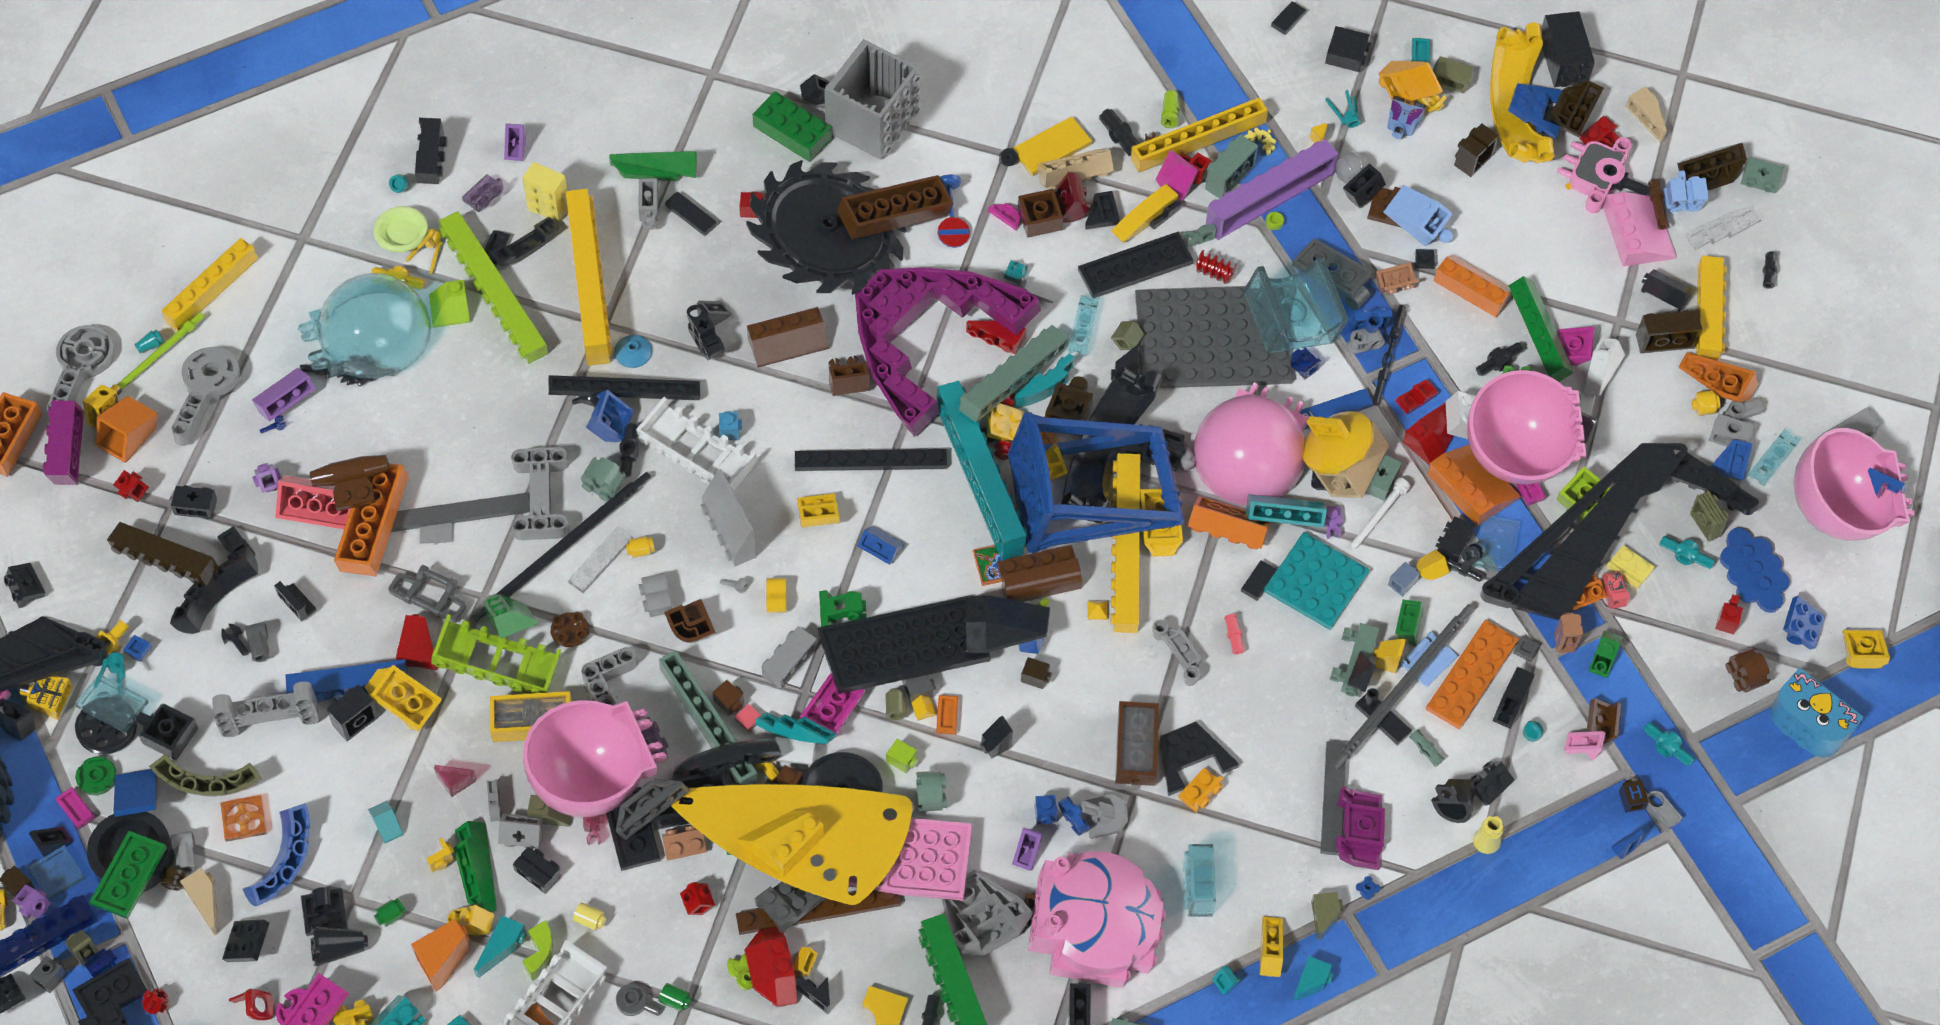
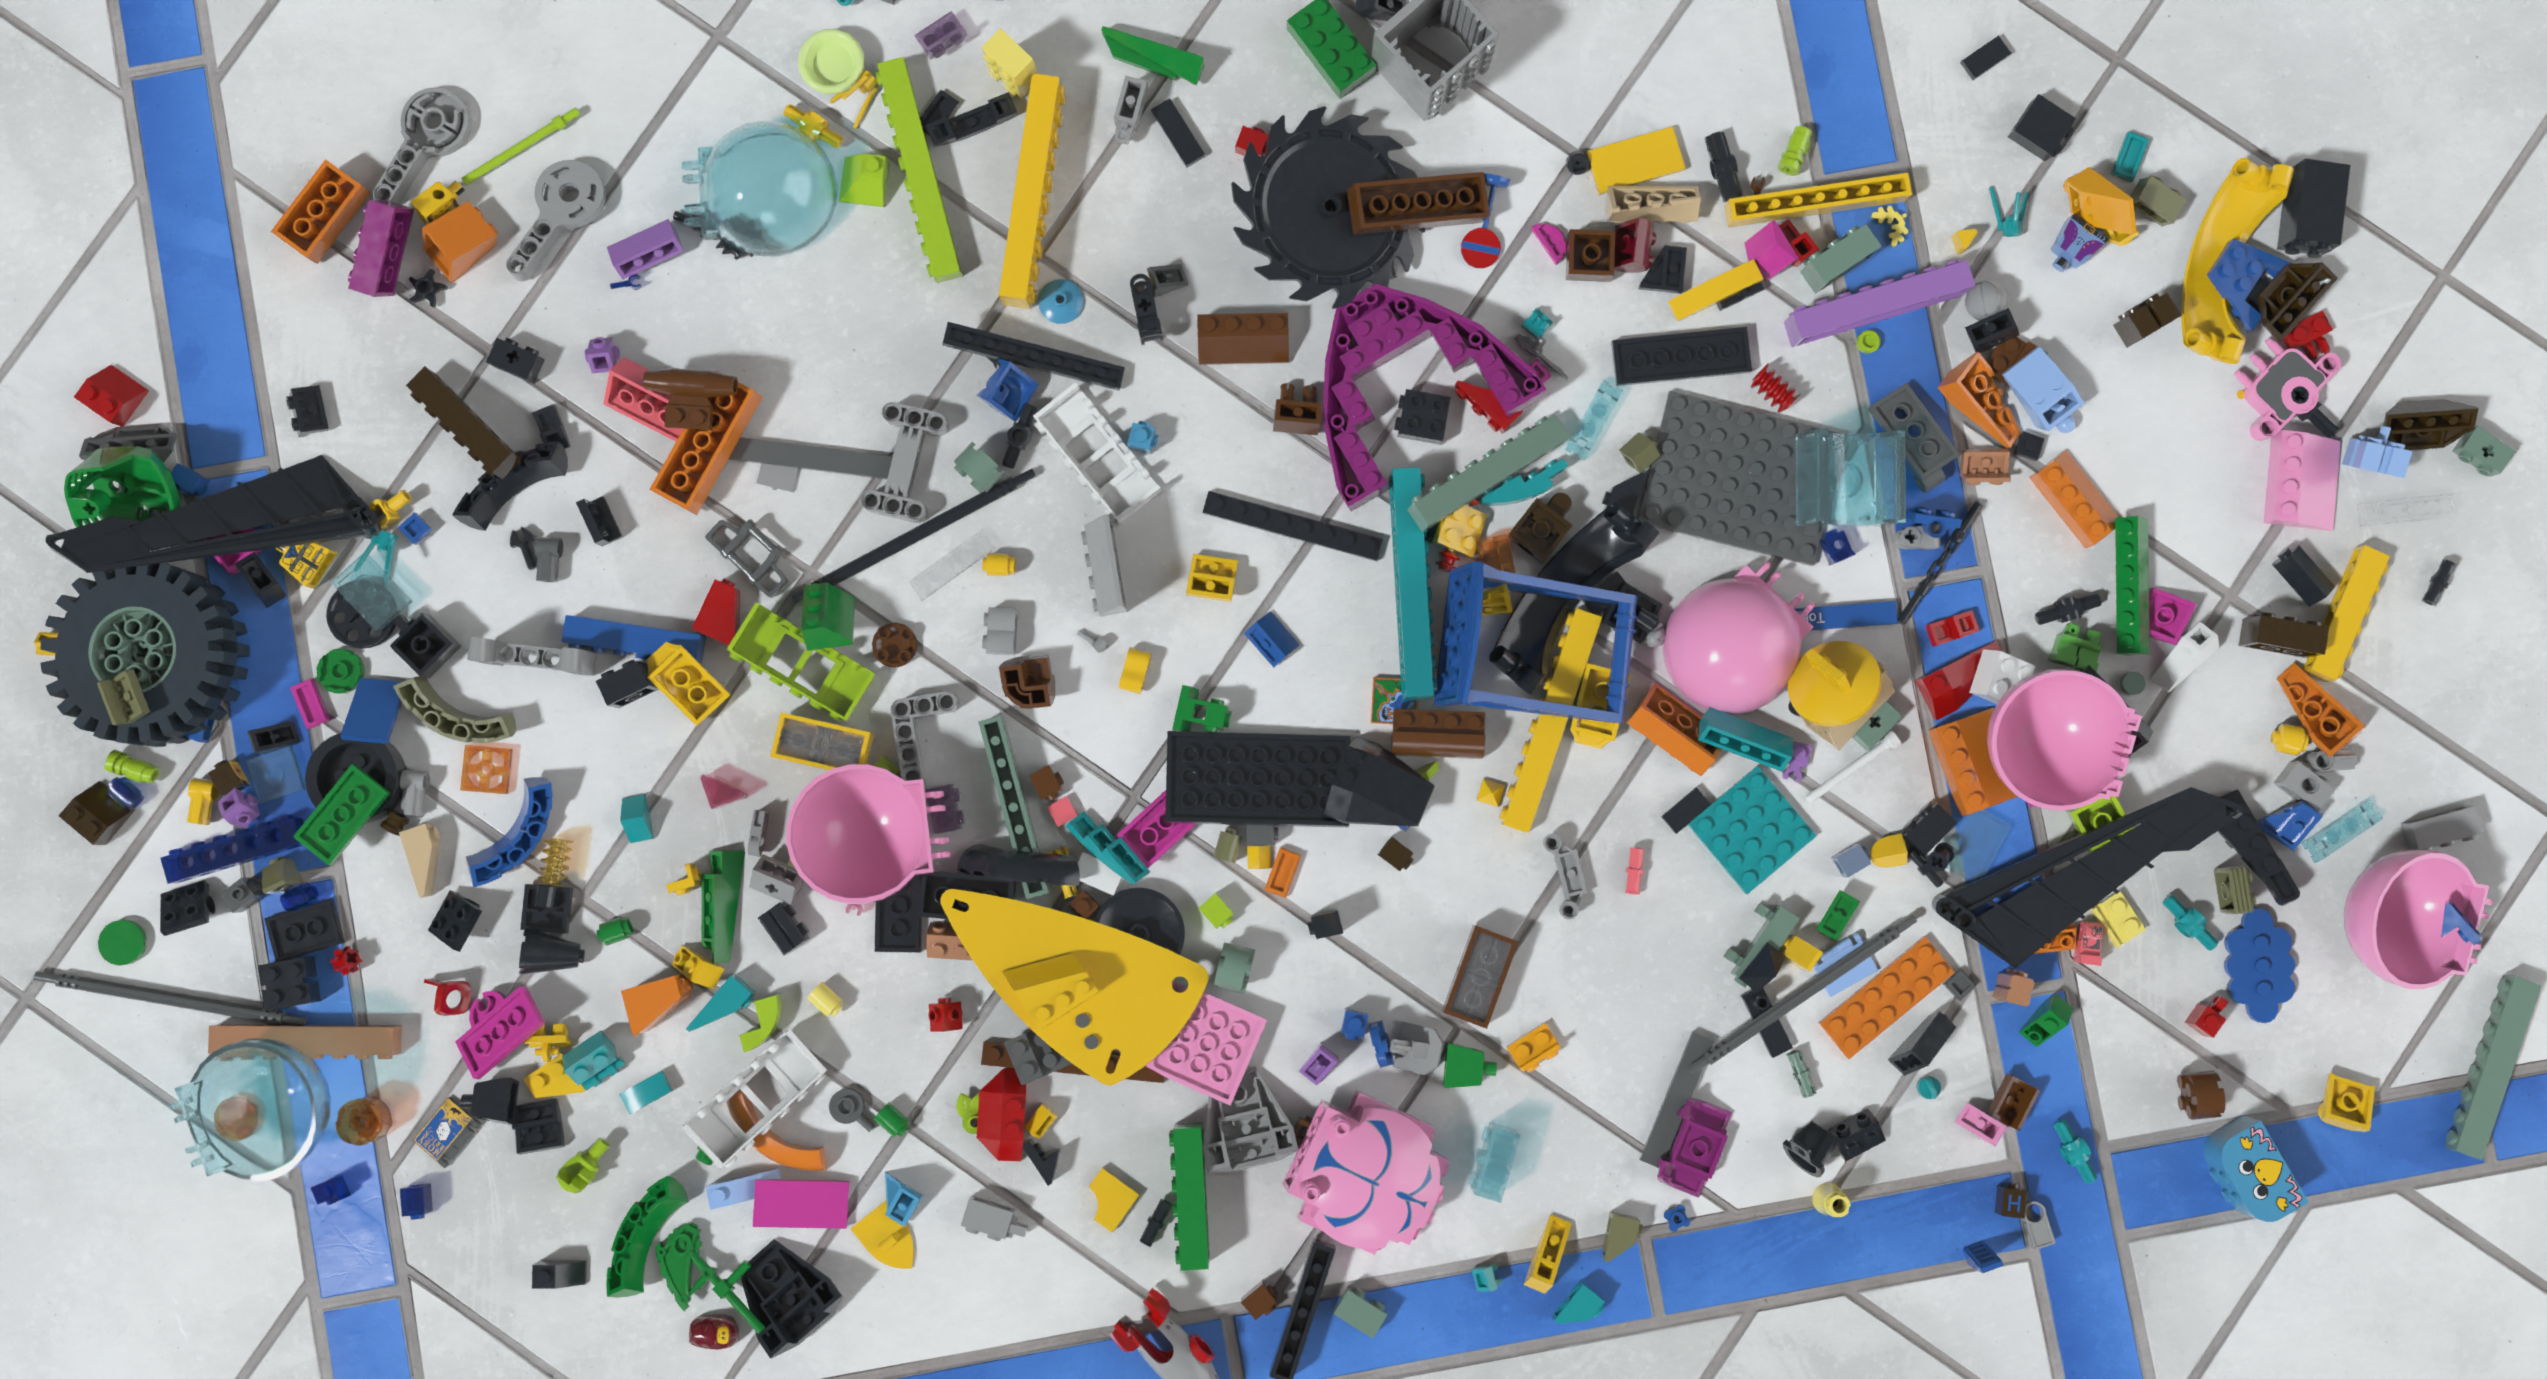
camera: 20 degrees right, 25 degrees up
(105, 470) = (426, 288): none -> black animal
(130, 486) = (448, 320): red brick -> none
(150, 341) = (512, 130): teal cone -> none
(209, 284) = (594, 73): yellow brick -> none
(322, 868) = (554, 861): none -> clear yellow piece
(648, 804) = (917, 900): dark grey wedge -> none
(789, 657) = (1126, 752): light grey brick -> none
(948, 355) = (1422, 416): none -> black brick
(1149, 818) = (1465, 1066): none -> green torso
(1188, 747) = (1535, 992): black wing -> none
(1203, 234) = (1776, 338): sand green plate -> none
(1369, 233) = (1975, 394): none -> orange wedge
(1646, 109) = (2379, 320): tan slope -> none
(1657, 198) = (2341, 452): reddish brown pin -> none
(1803, 623) = (2289, 1052): blue plate -> none

